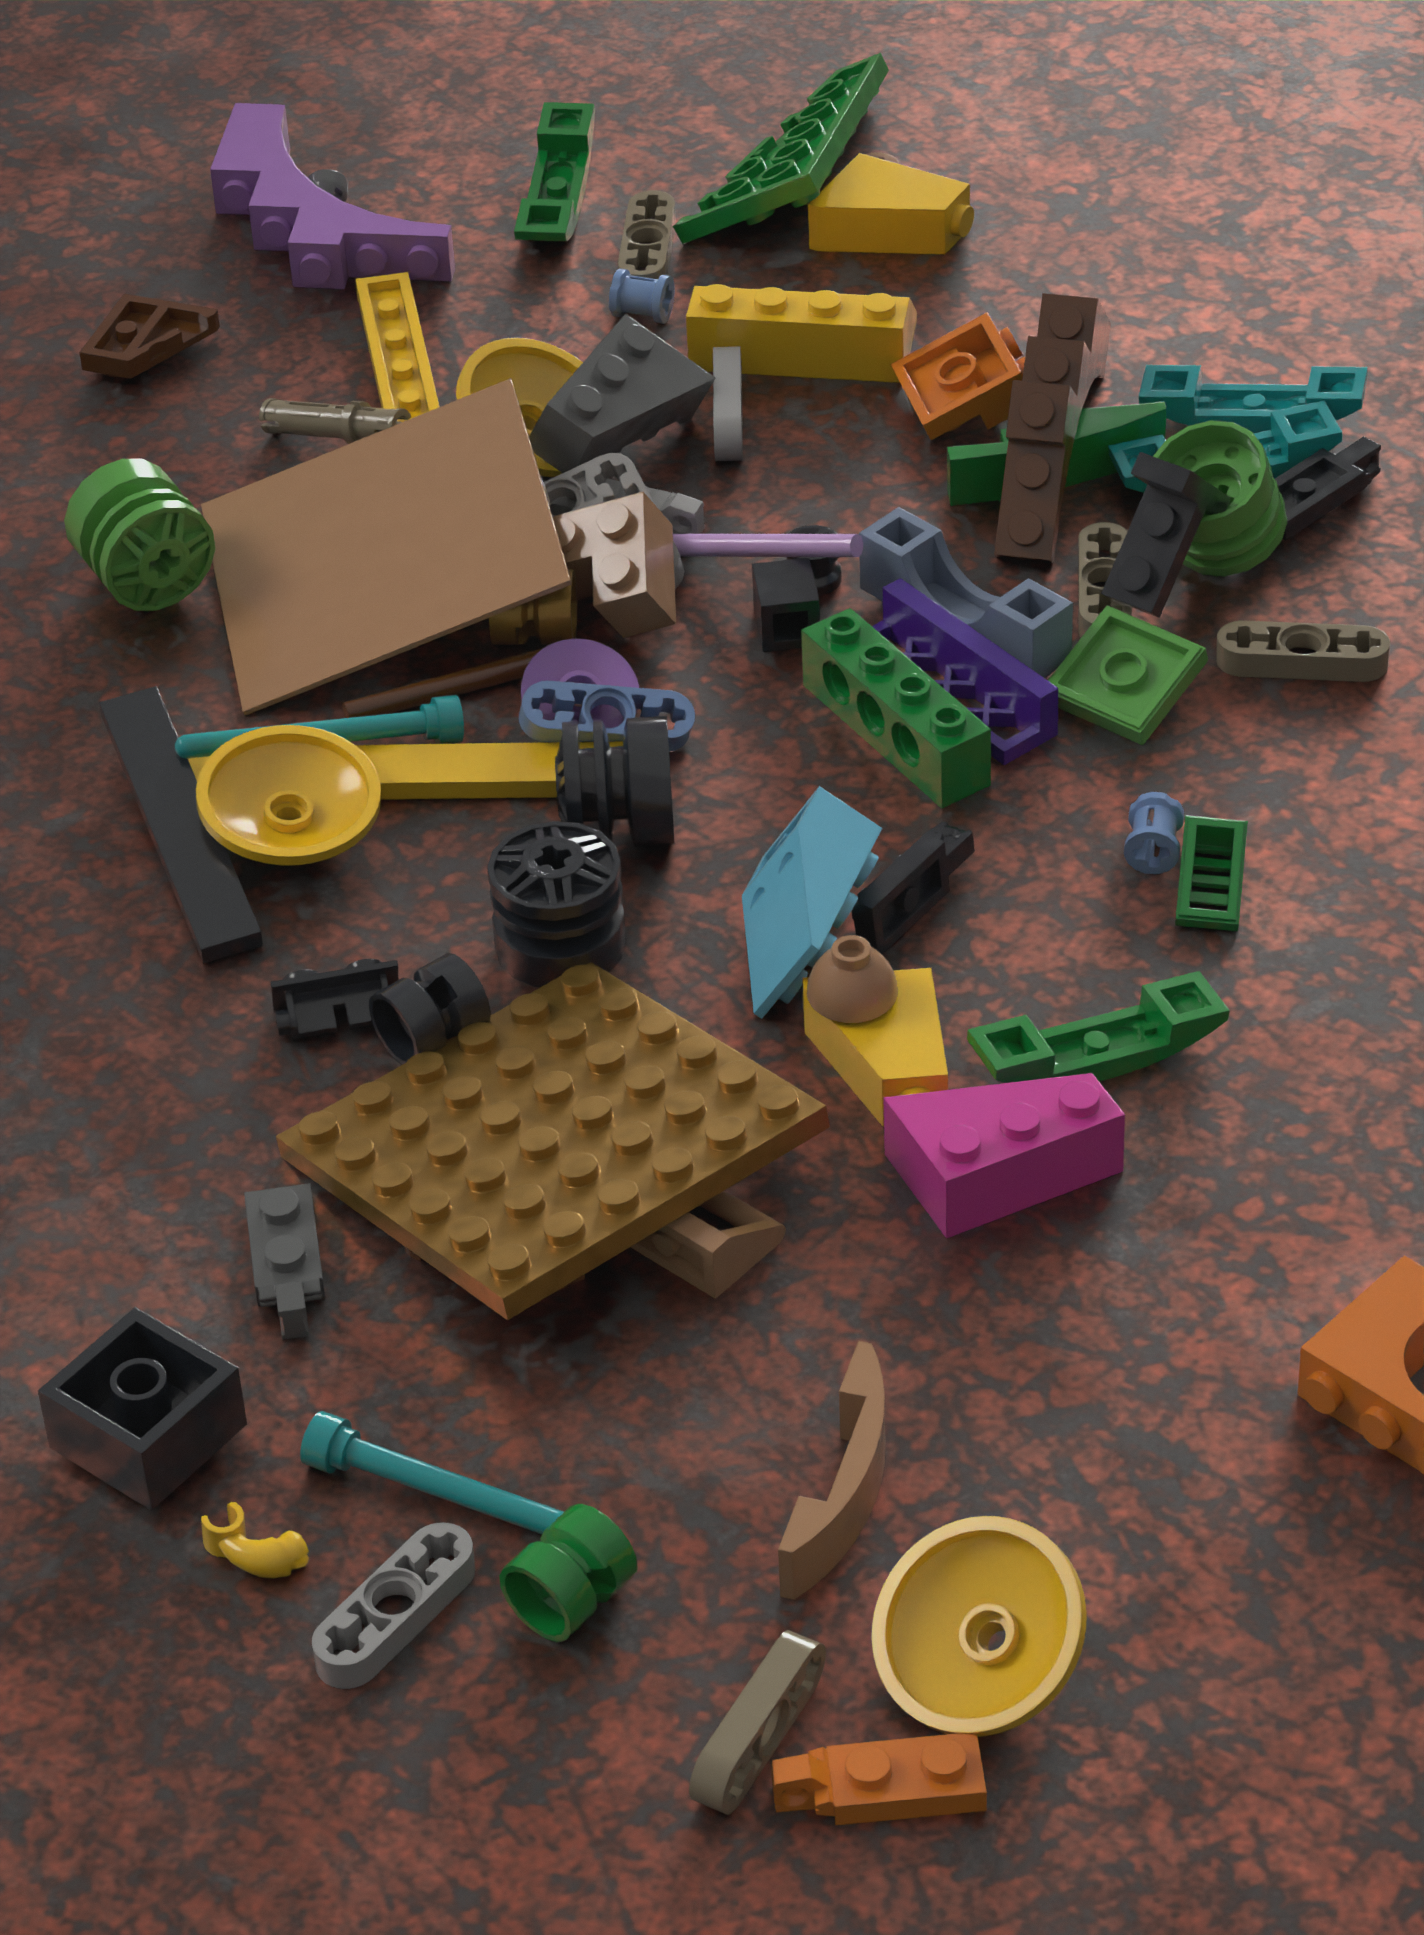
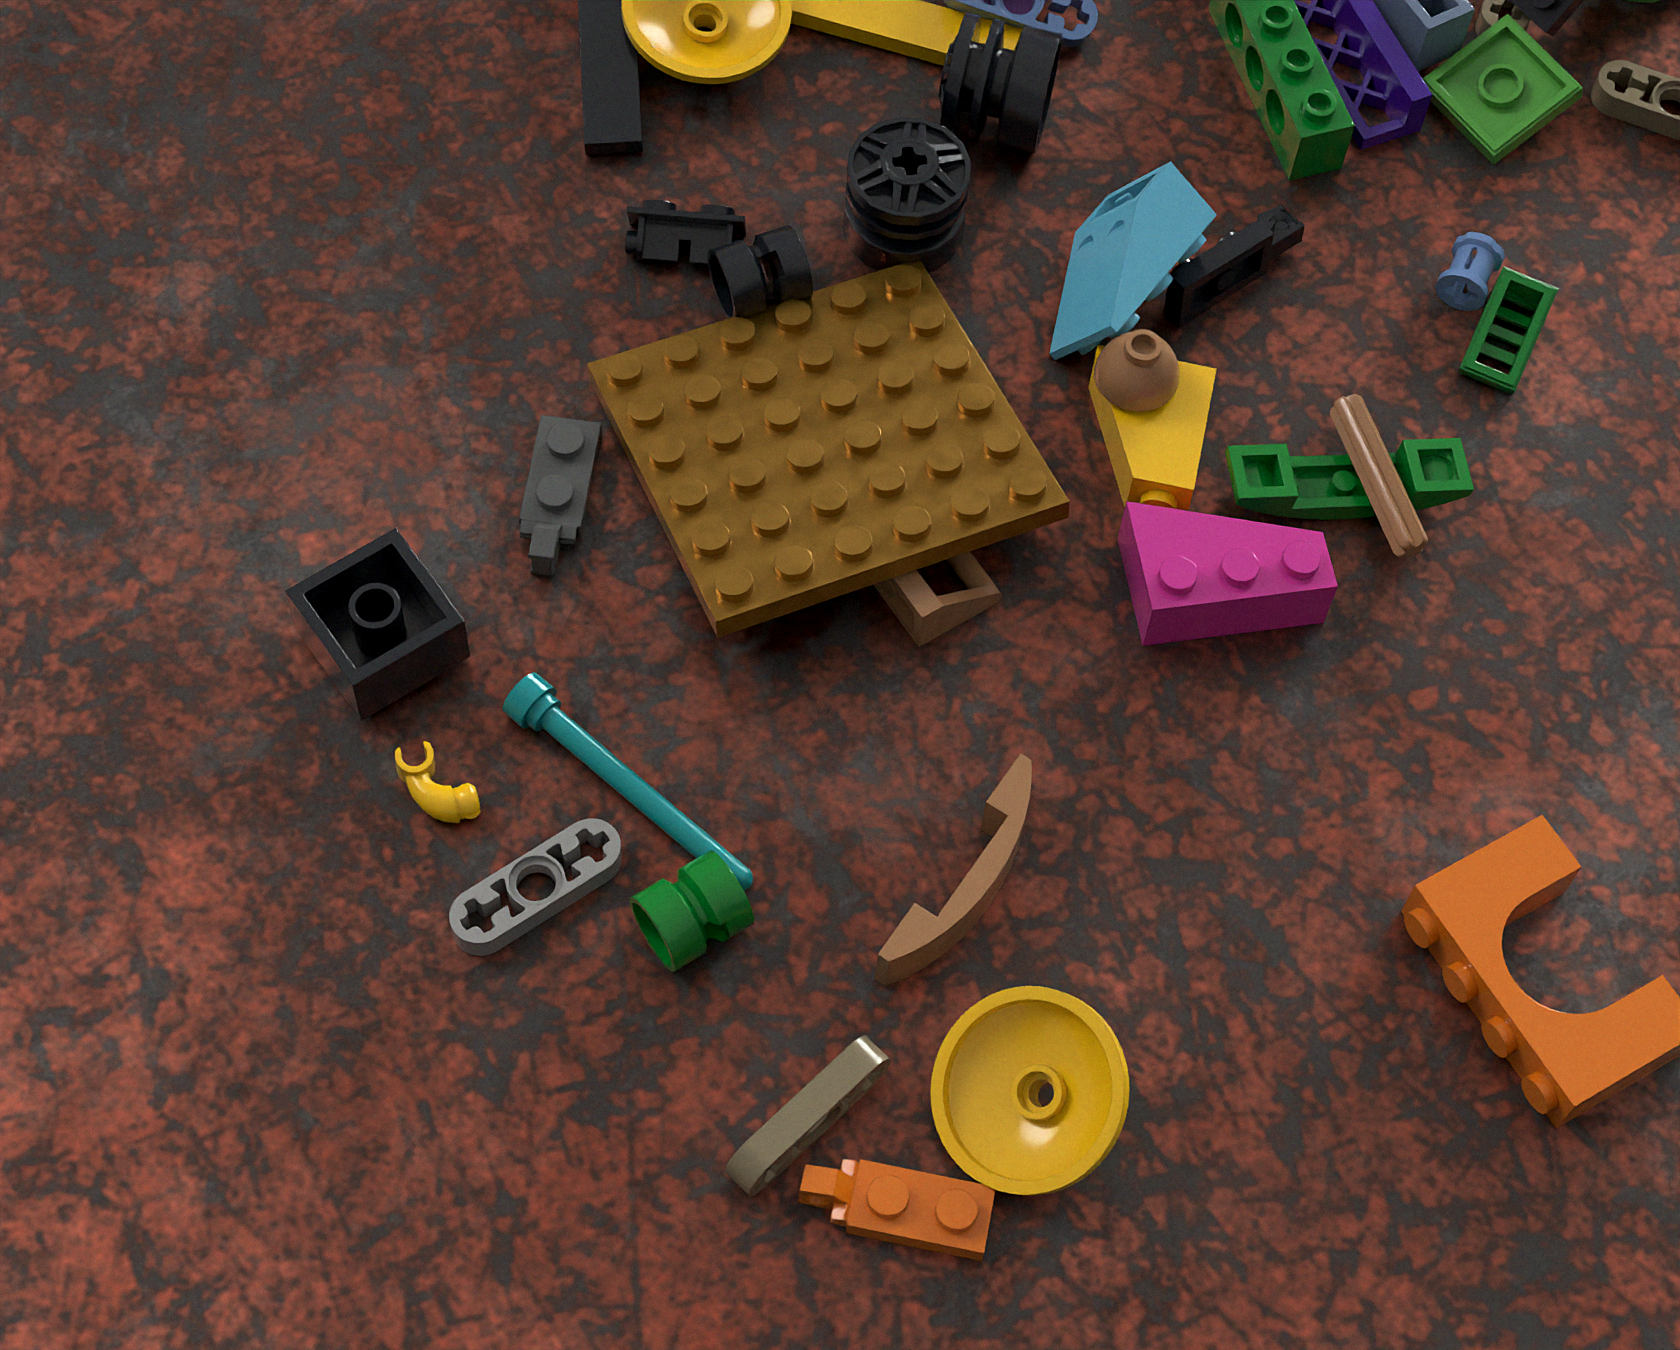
camera: 10 degrees right, 20 degrees up
(1130, 1023) = (1378, 476): none -> medium nougat axle

